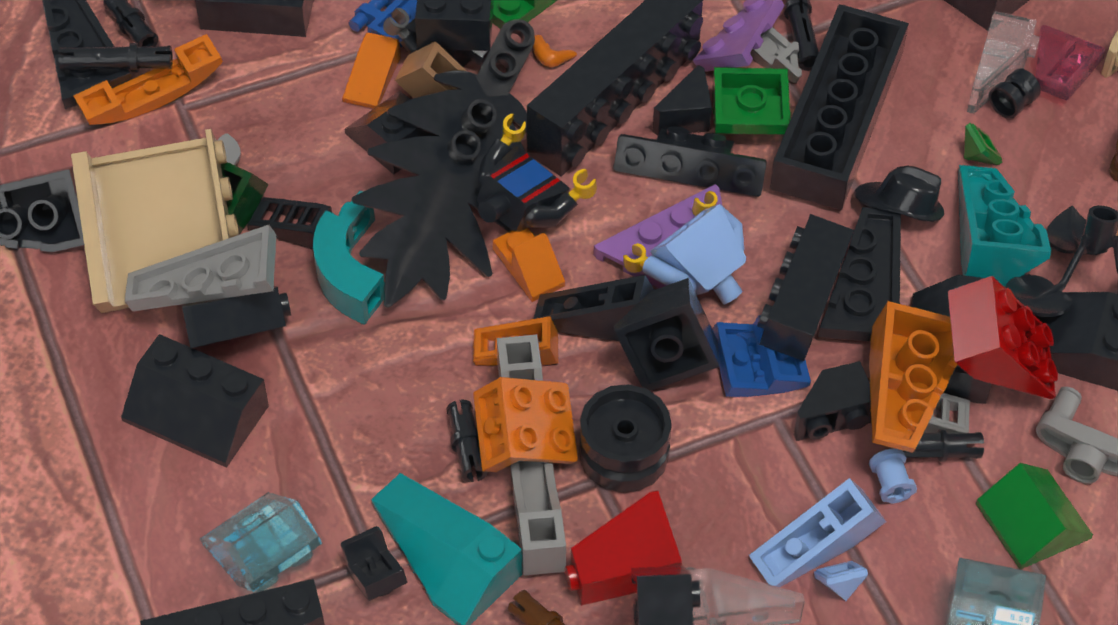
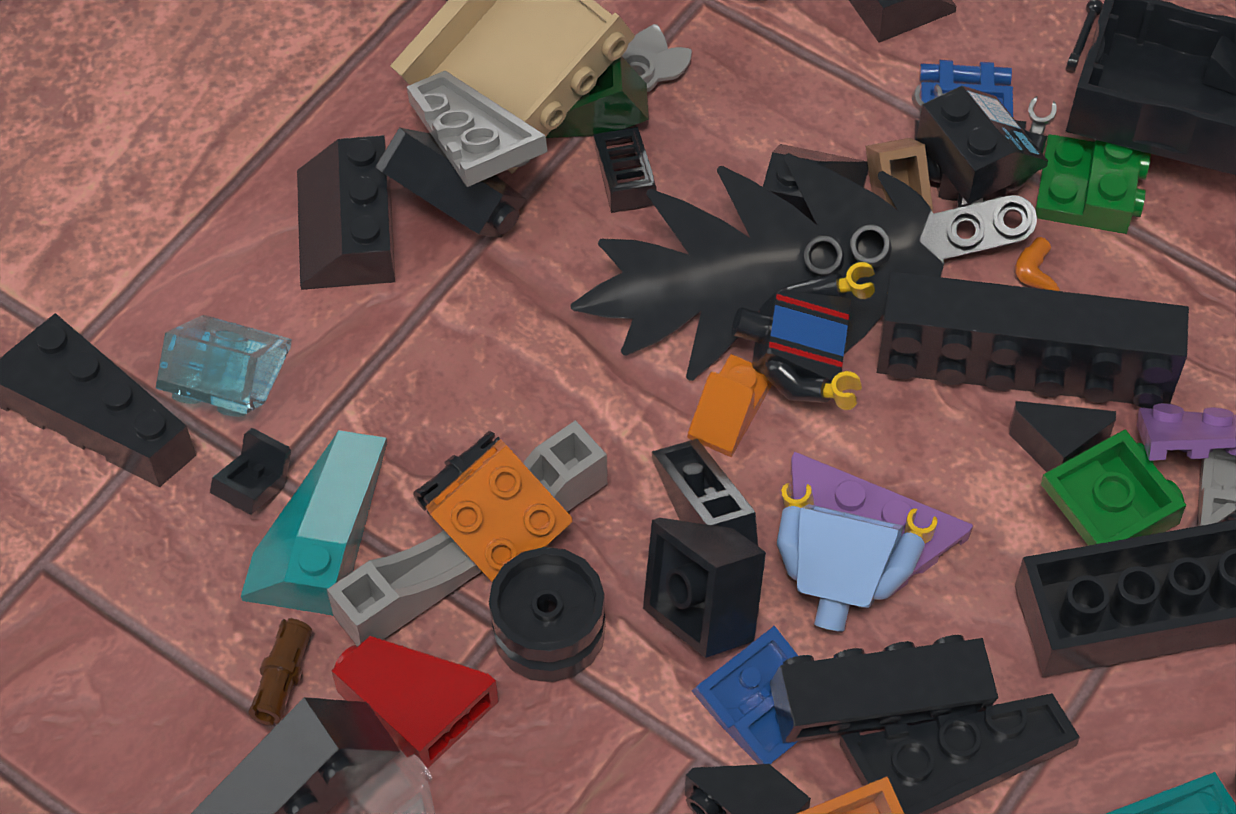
camera: 60 degrees right, 5 degrees up
(343, 280) = (607, 215): teal arch -> none
(372, 70) = (871, 121): orange slope -> none
(542, 327) = (633, 476): orange slope -> none
(691, 160) = (990, 481): black bracket -> none
(905, 192) = (1107, 732): black piece -> none

